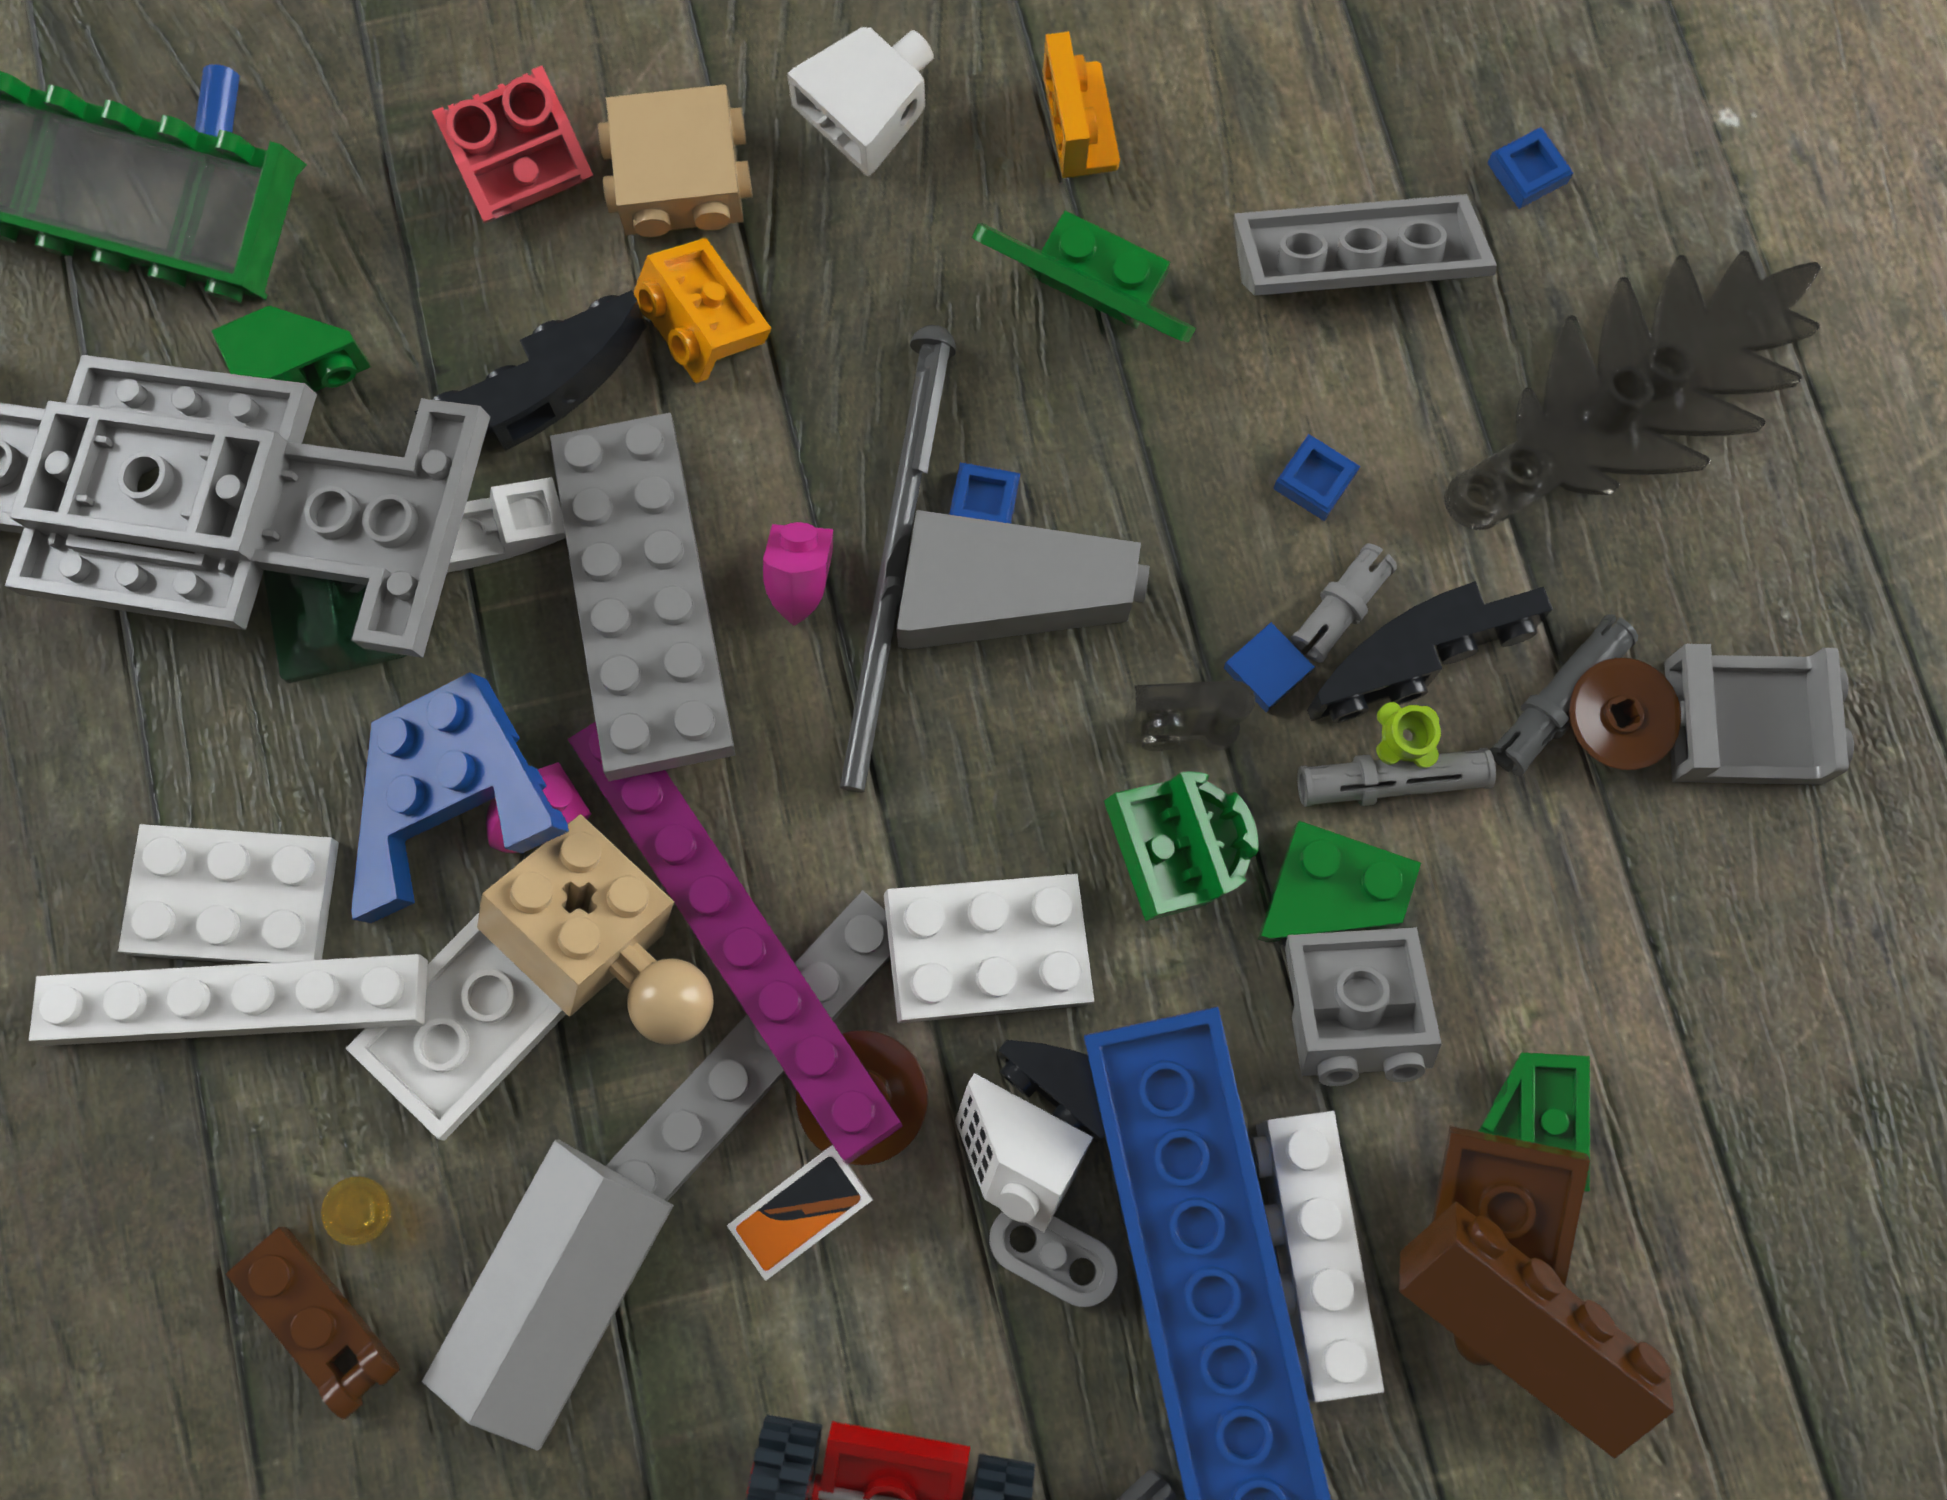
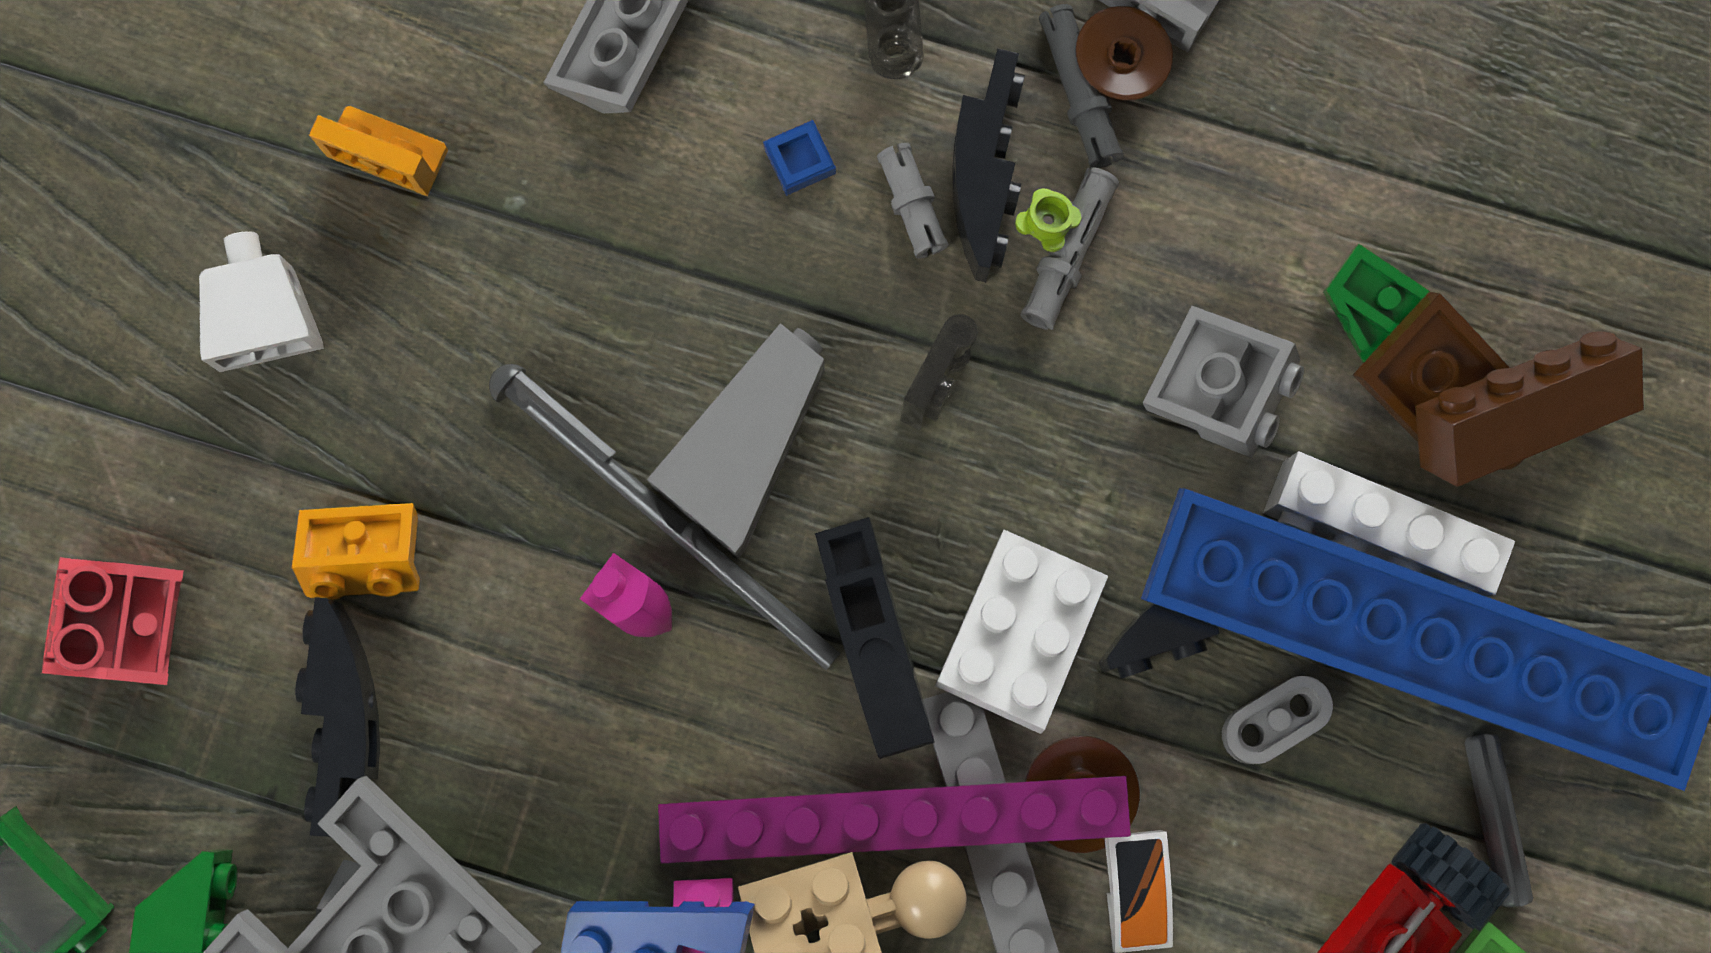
camera: 60 degrees left, 5 degrees up
(508, 524) = (449, 802): white slope -> none
(641, 598) = (577, 737): light grey plate -> none
(674, 160) = (217, 496): tan brick -> none
(891, 807) = (874, 638): none -> black slope
(985, 493) = (659, 420): blue tile -> none
(1019, 1152) = (1192, 700): white slope -> none
(1095, 270) = (526, 219): green plate -> none
(1182, 842) = (1027, 436): green slope -> none
(1269, 666) = (928, 287): blue tile -> none
(1337, 886) = (1124, 344): green wing -> none

